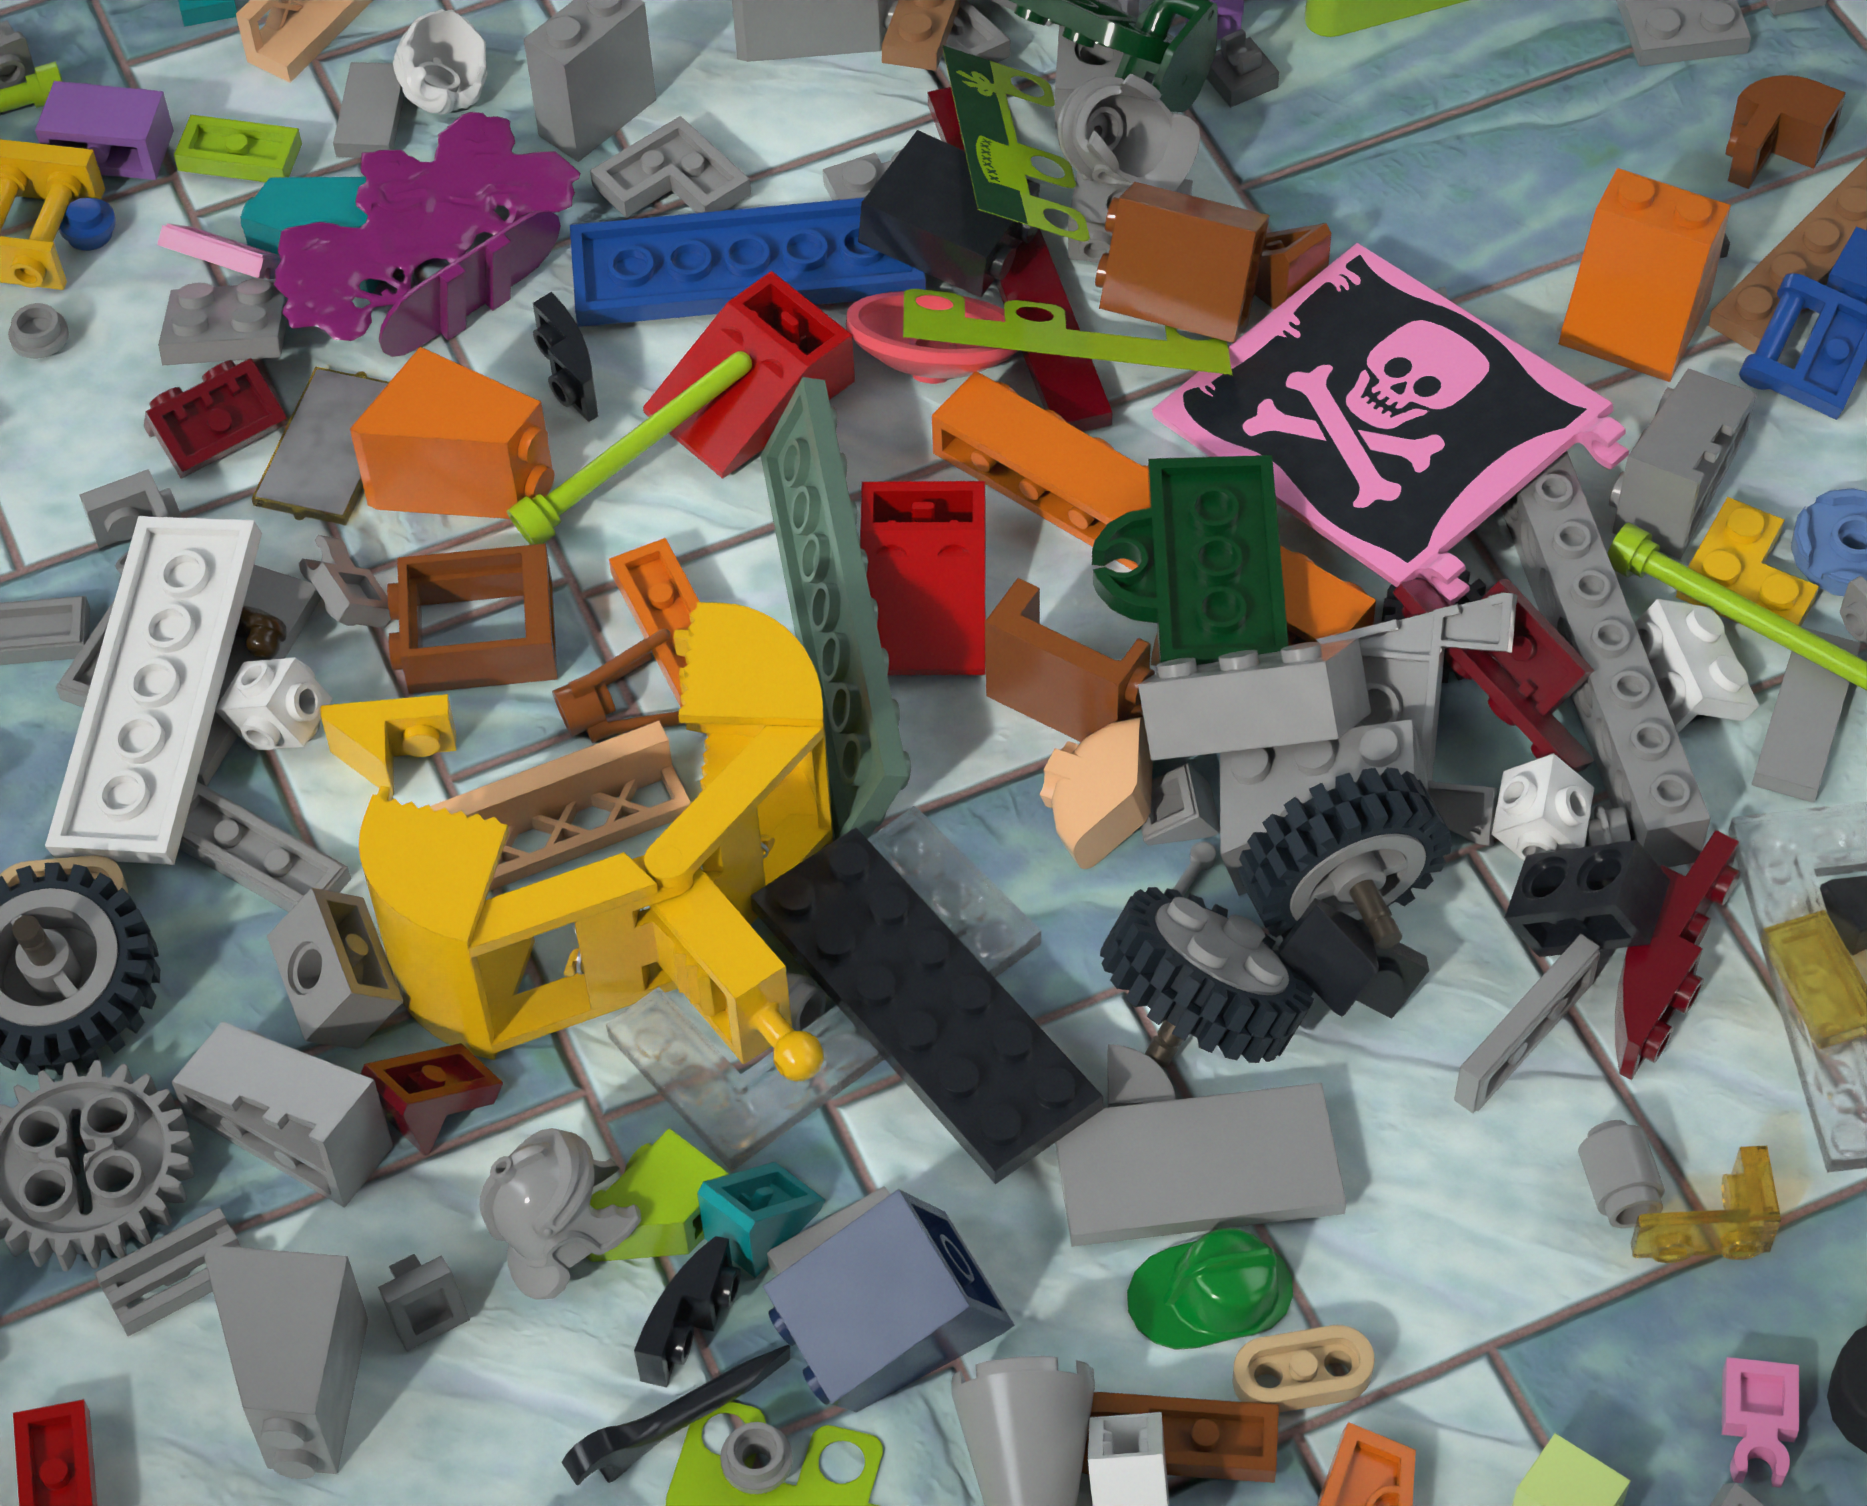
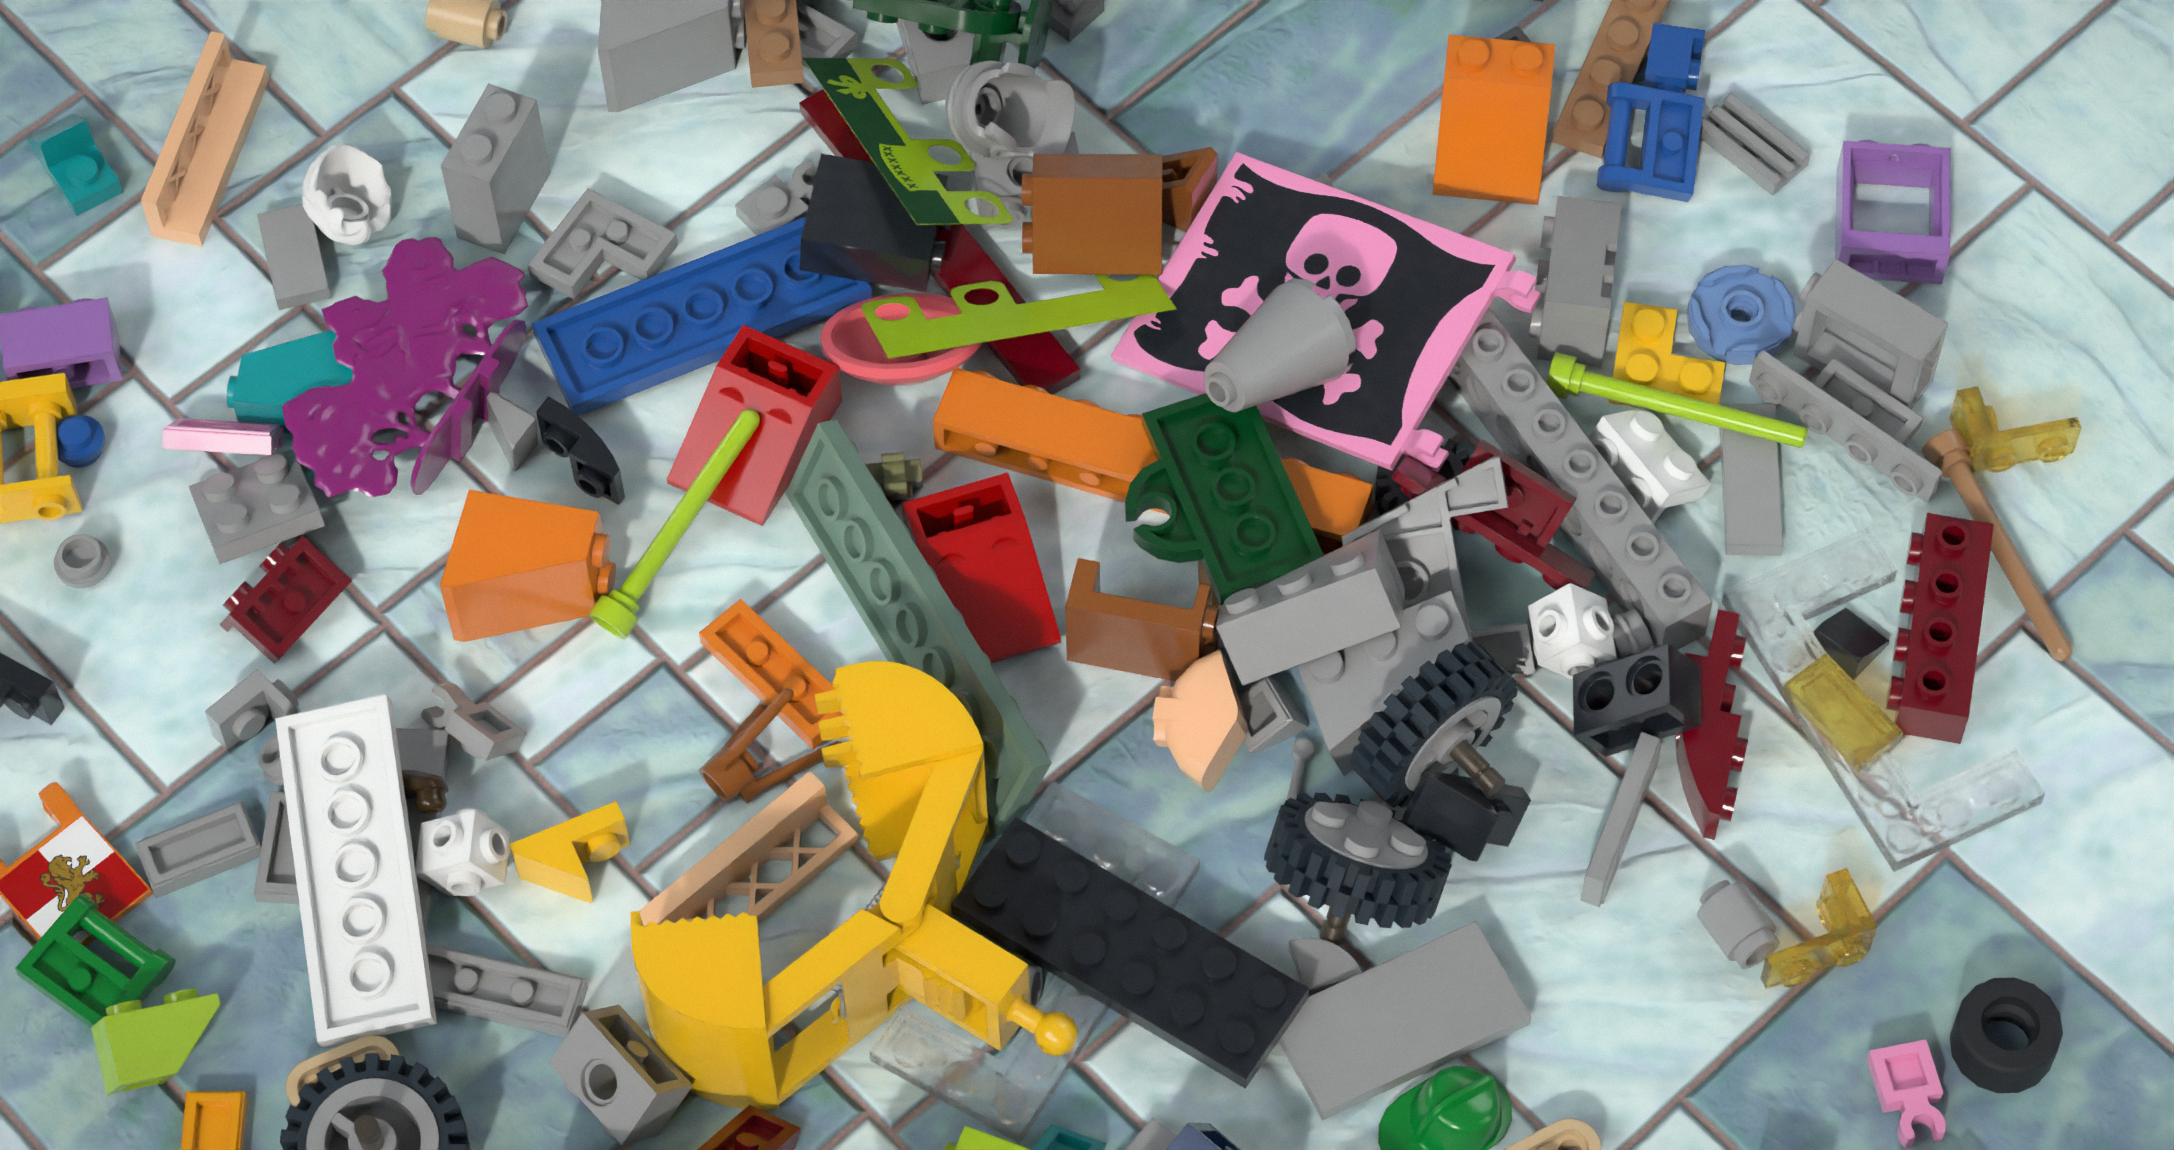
camera: 20 degrees left, 5 degrees up
(237, 149) = (189, 330): lime plate -> none
(315, 459) = (396, 593): flat silver piece -> none
(469, 578) = (587, 682): dark orange window -> none
(510, 319) = (513, 429): none -> light grey slope
(873, 460) = (897, 475): none -> olive plate
(1317, 429) = (1282, 349): none -> light grey cone

